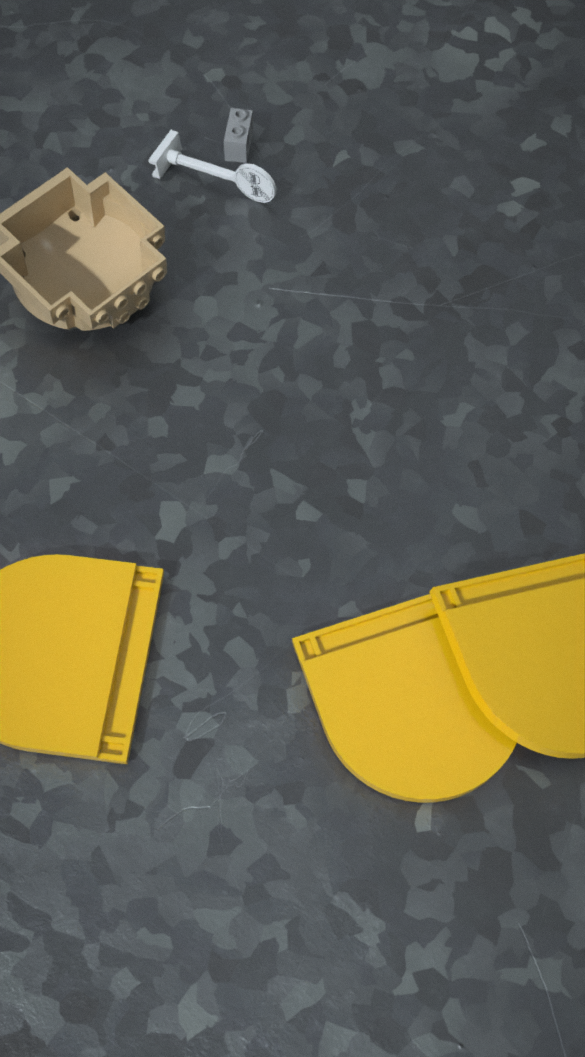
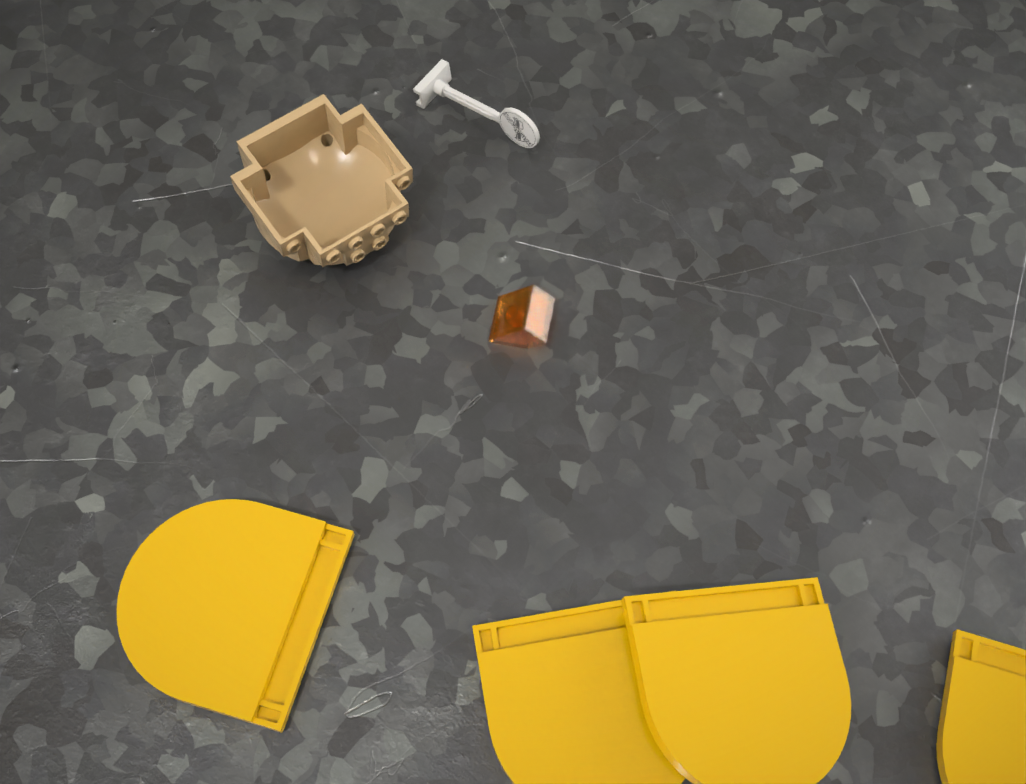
camera: 10 degrees right, 0 degrees up
(238, 135) = (511, 72): light grey brick -> none
(288, 355) = (522, 318): none -> clear orange slope

